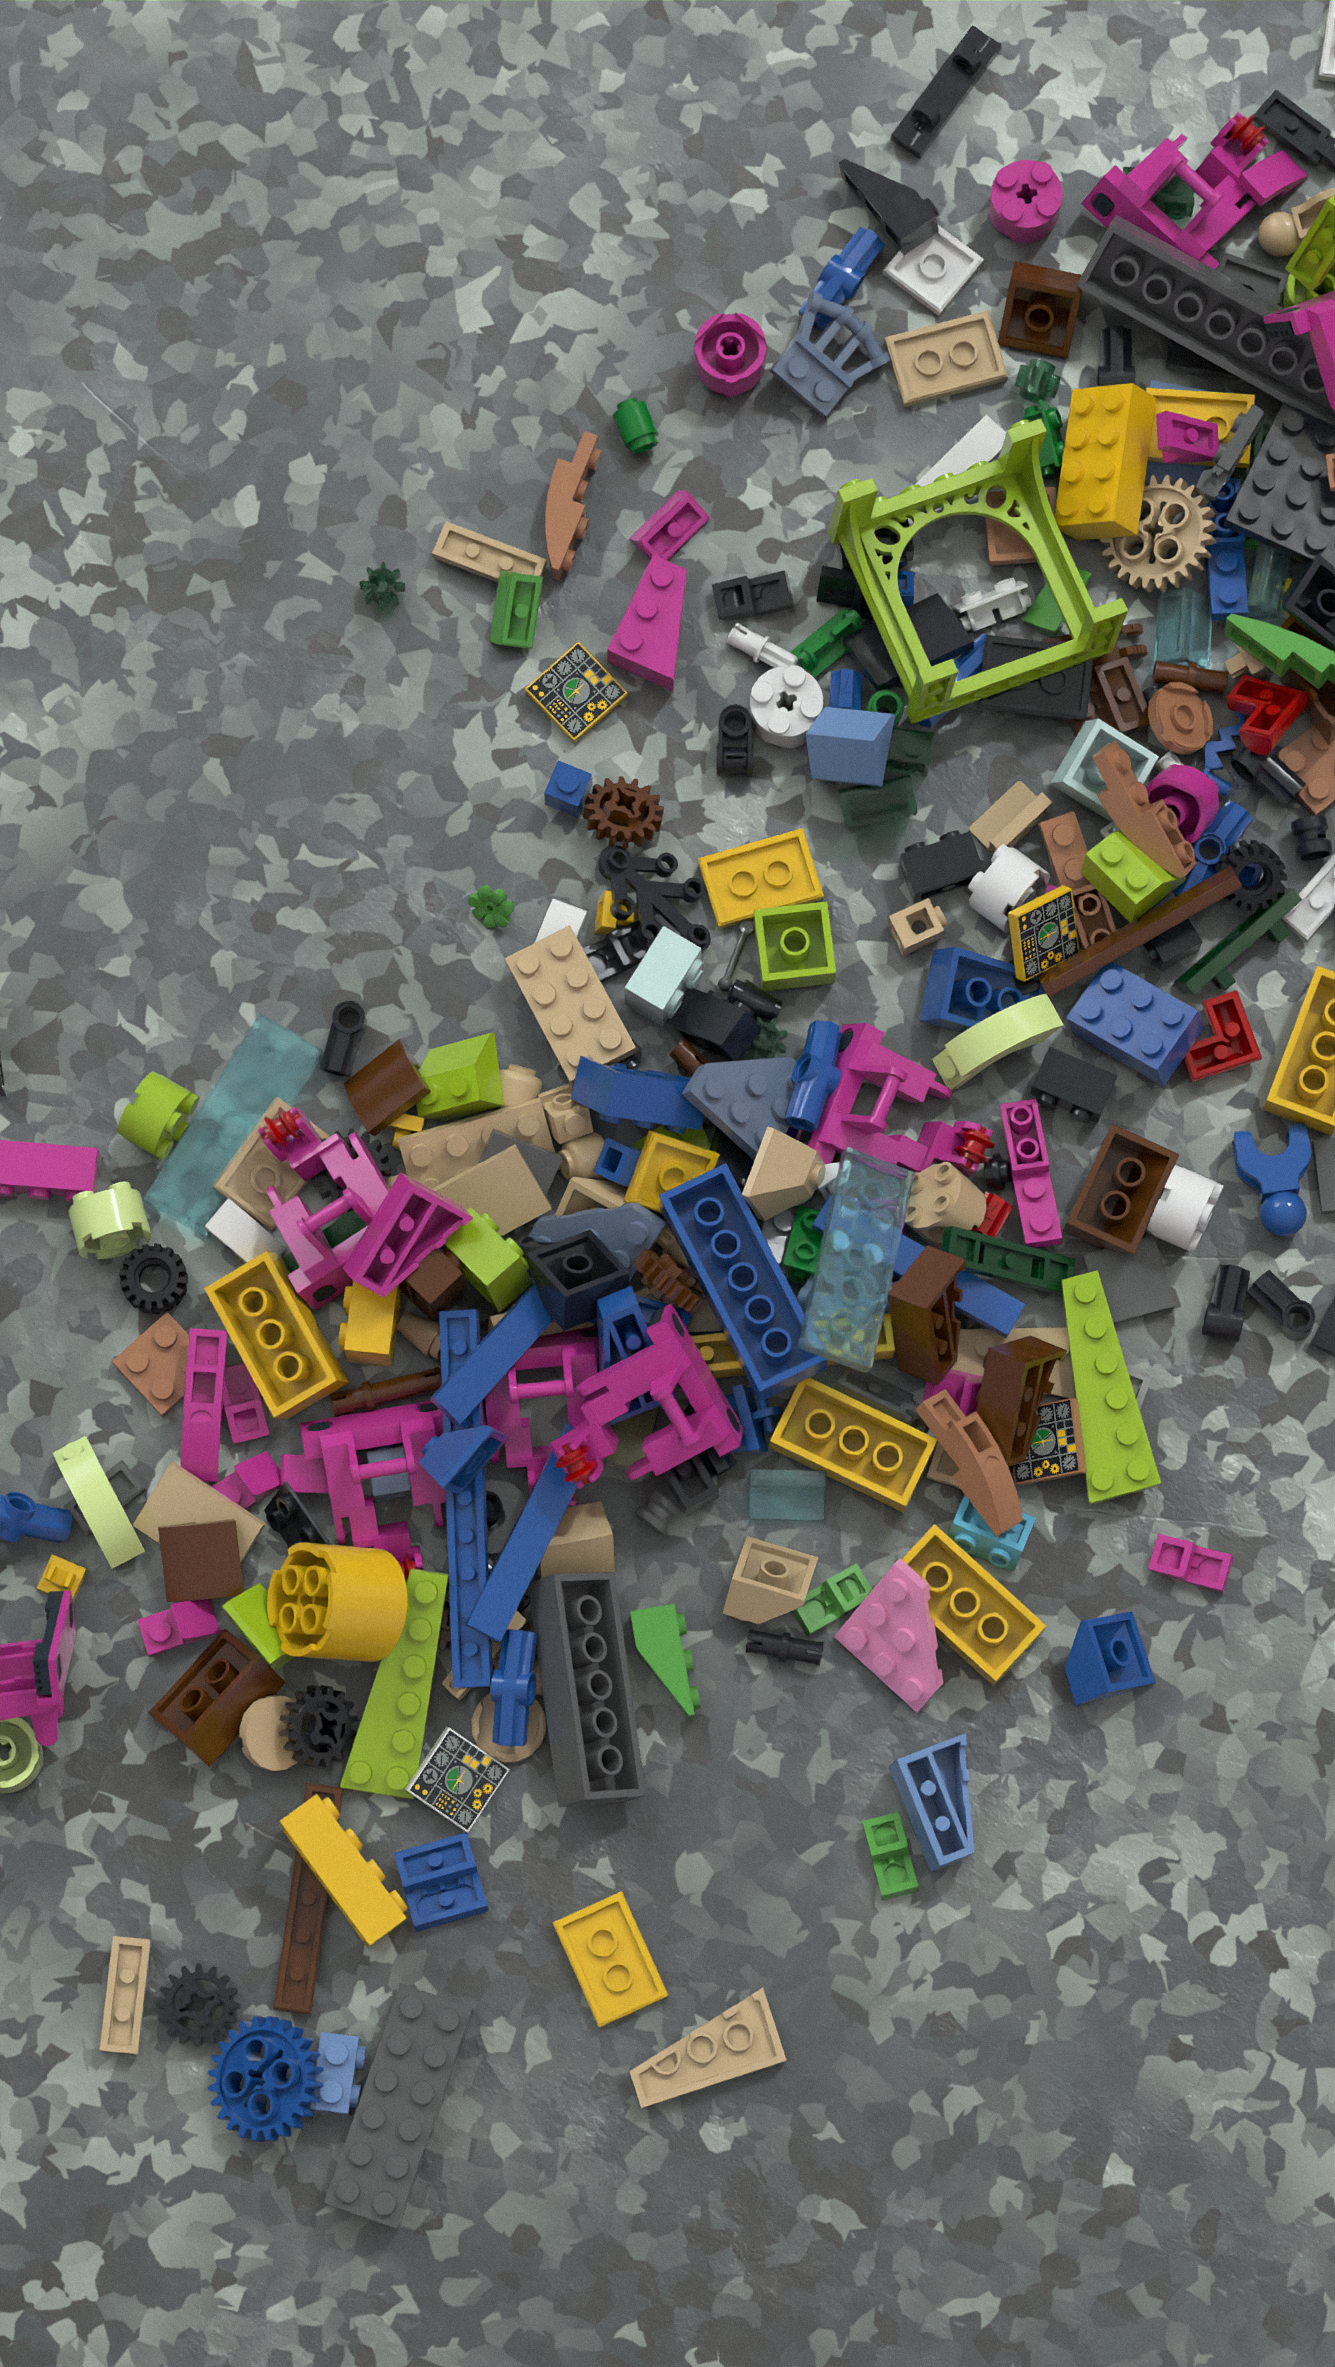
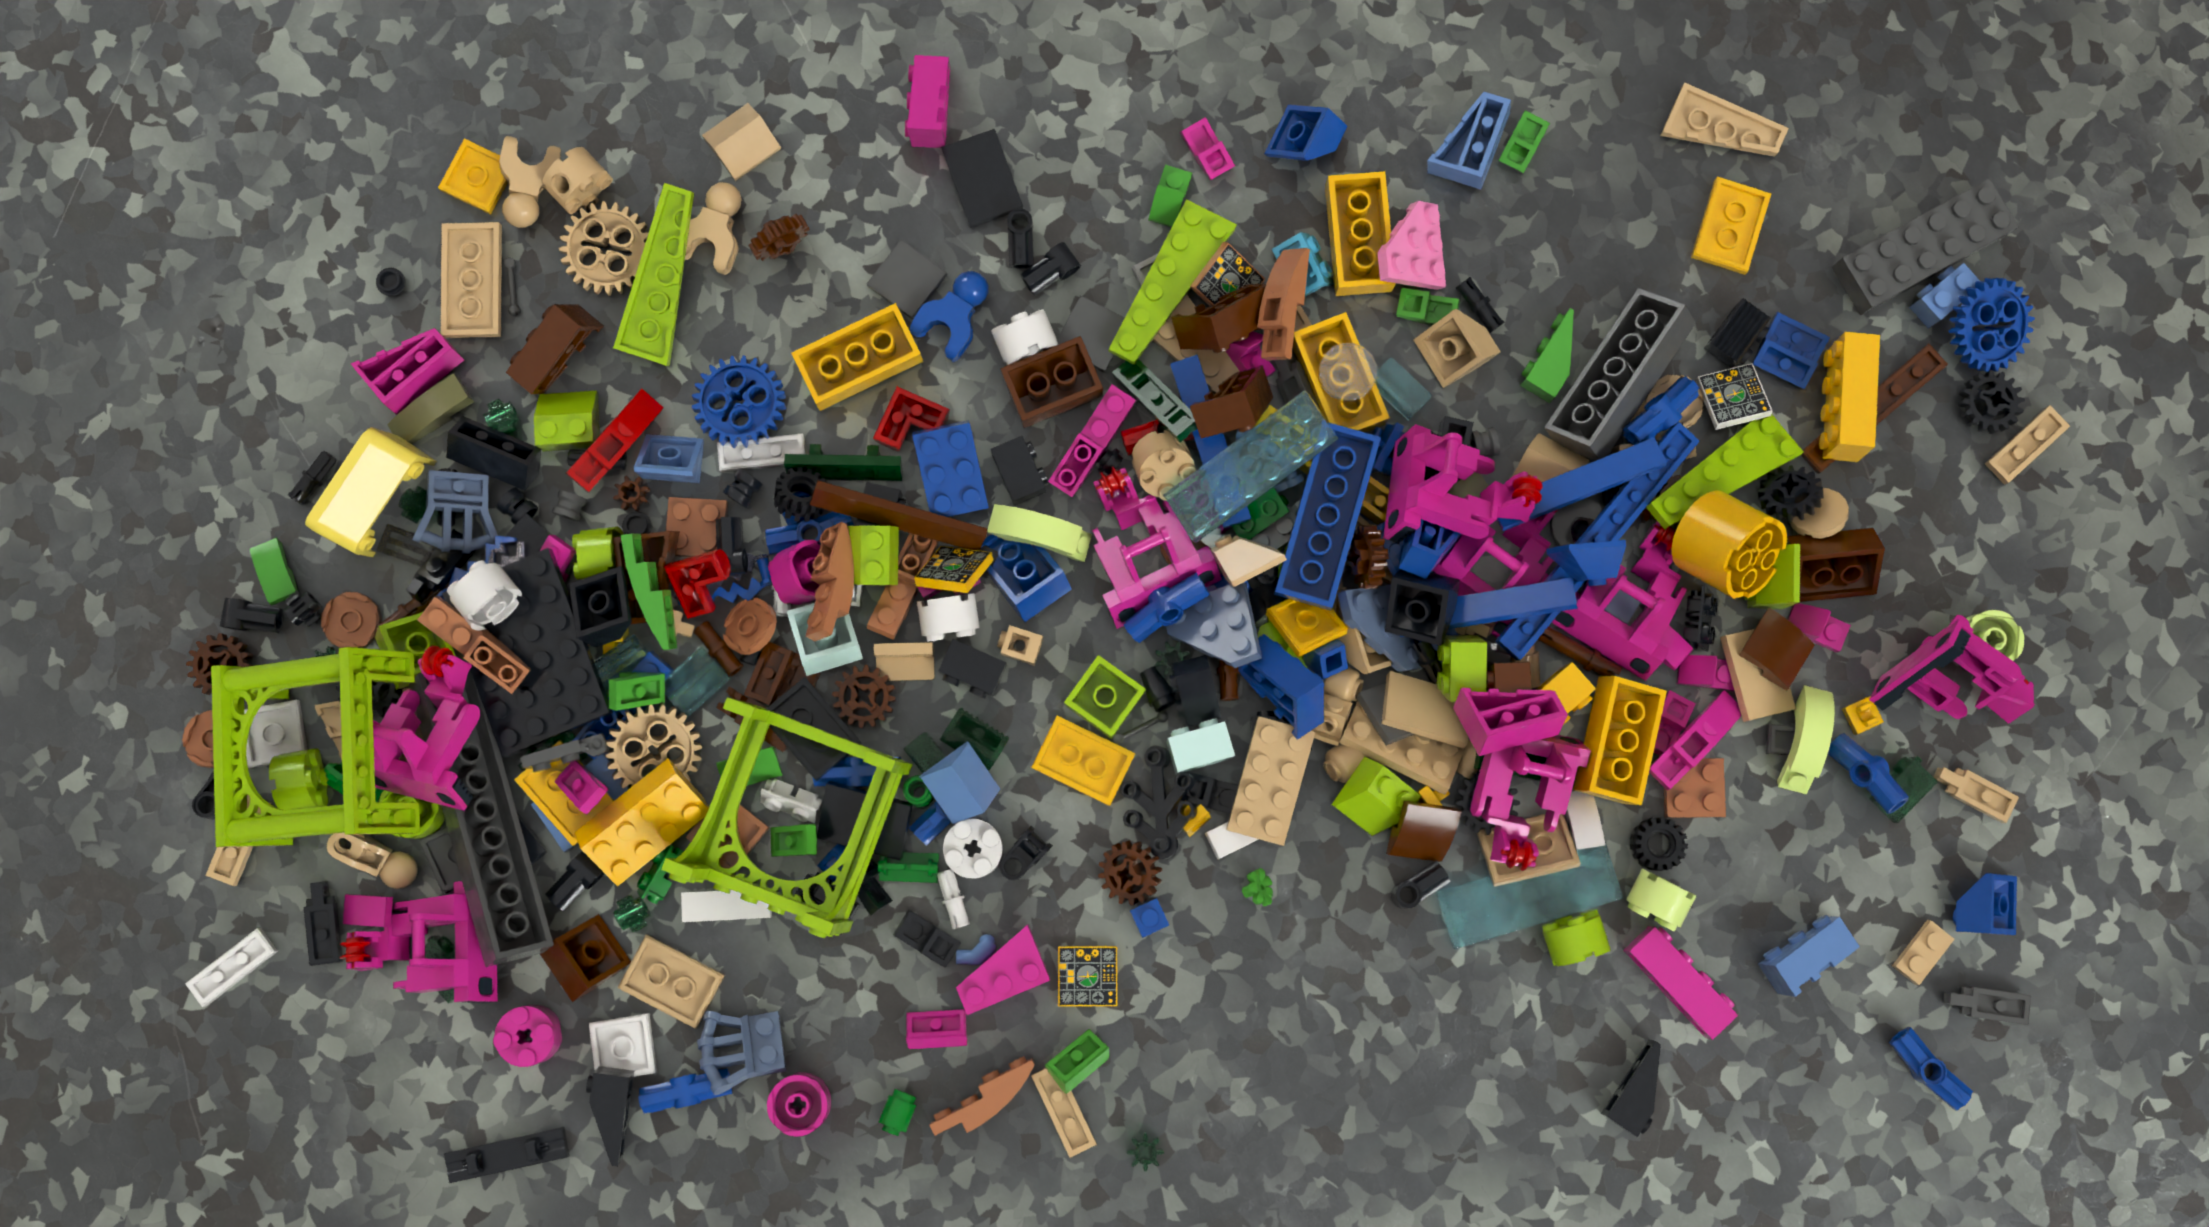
camera: 140 degrees left, 5 degrees up
(507, 1847) = (1738, 333): none -> black brick
(693, 624) = (979, 954): none -> medium blue arm
(849, 1445) = (1347, 372): none -> clear tile
(953, 572) = (794, 840): none -> bright green slope
(1002, 752) = (853, 706): none -> reddish brown gear
(1183, 1484) = (1169, 195): none -> bright green slope
(1222, 563) = (636, 690): none -> bright green slope

